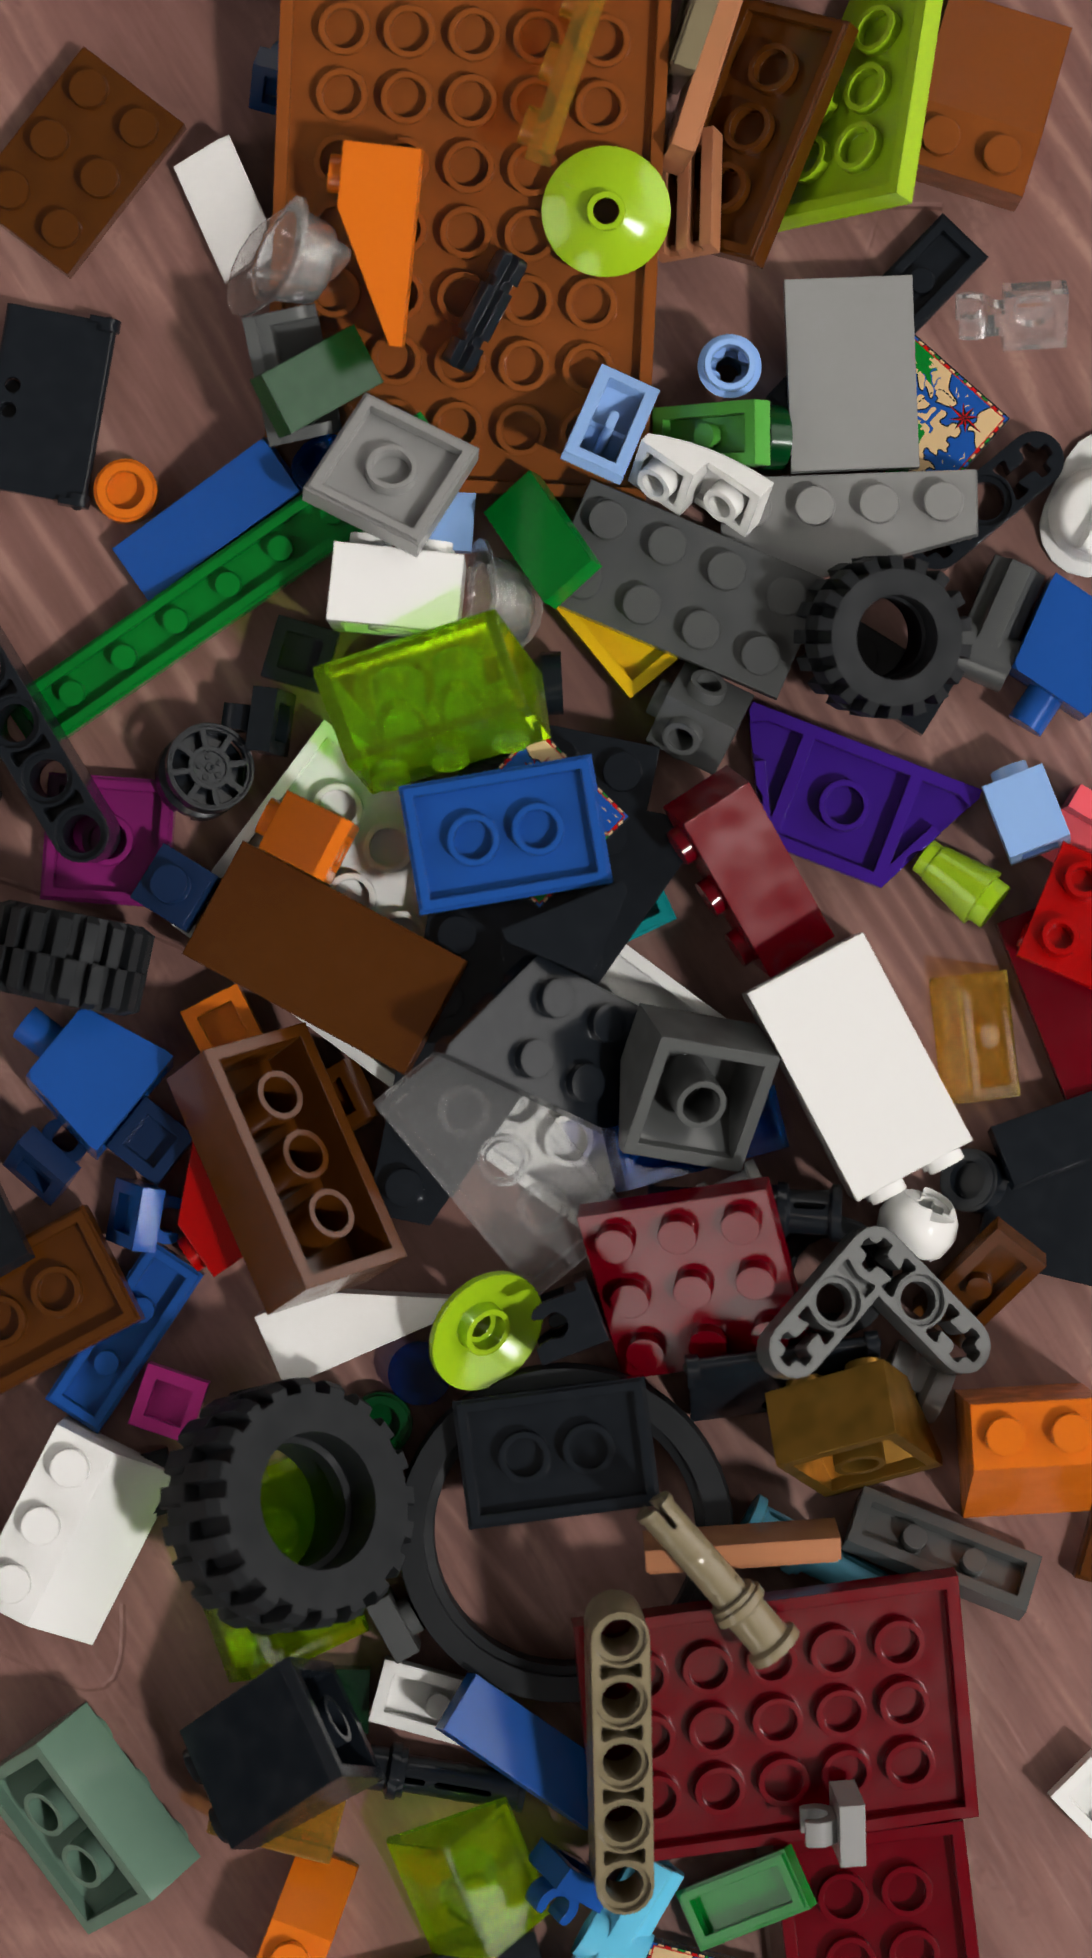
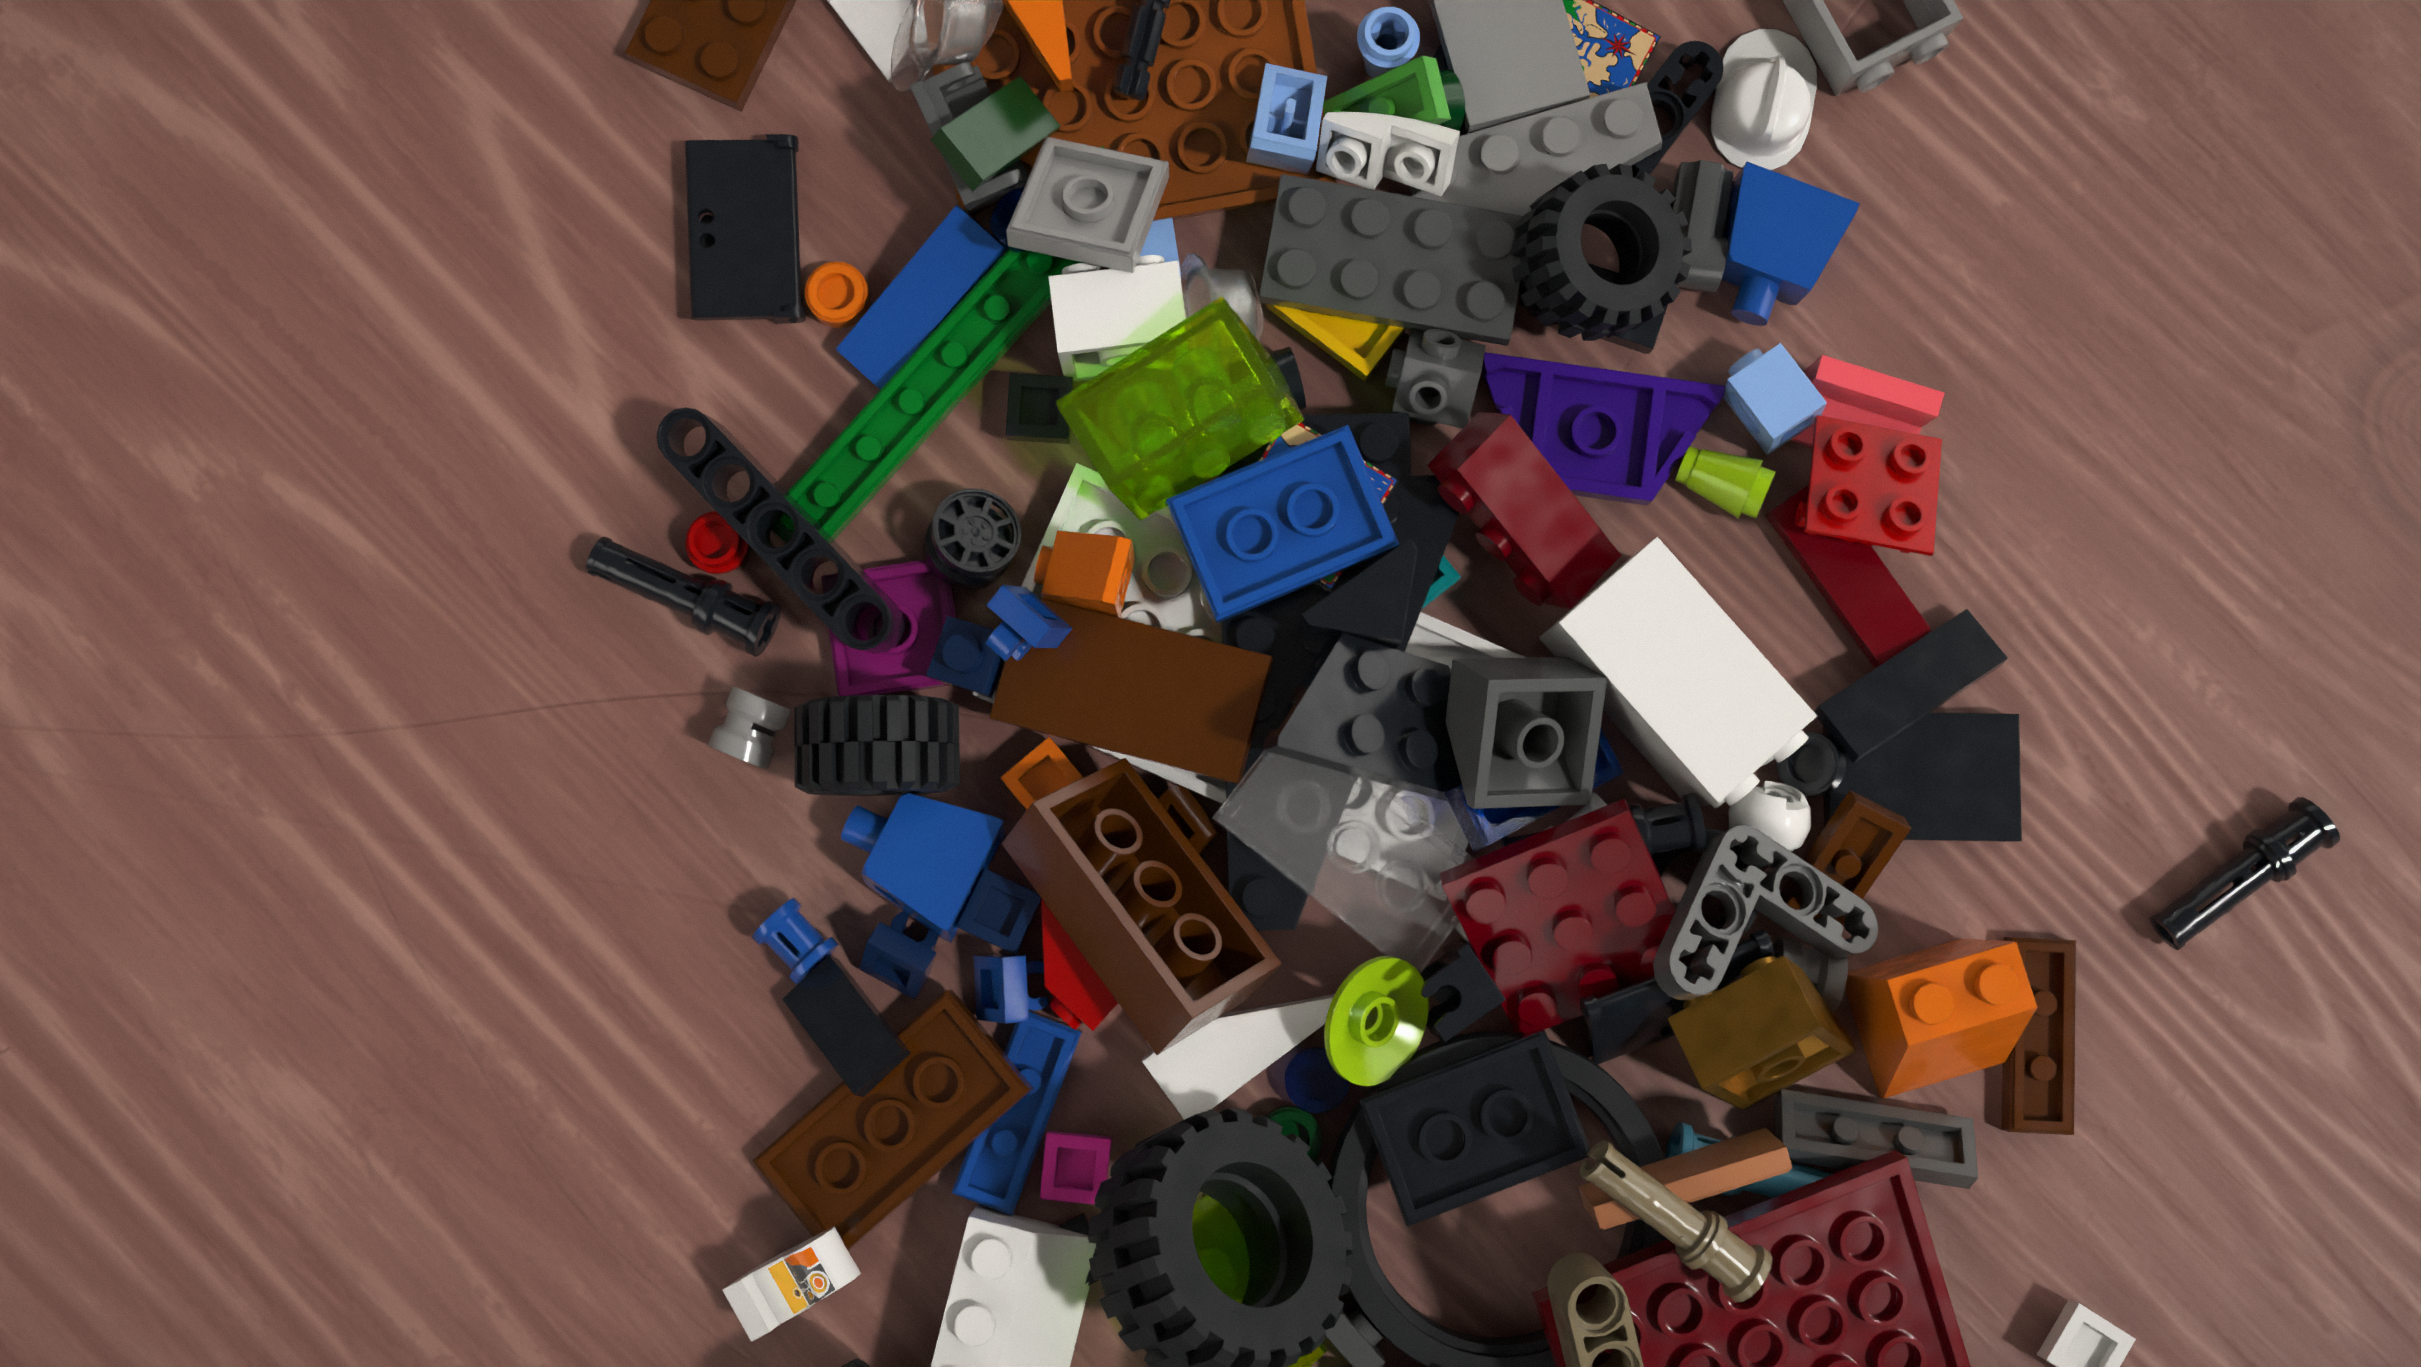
camera: 20 degrees left, 5 degrees down
(237, 872) = (1024, 624): none -> blue tile
(265, 721) = (1019, 478): black tile -> none
(542, 539) = (1249, 239): green tile -> none
(975, 1036) = (1776, 619): clear yellow slope -> none

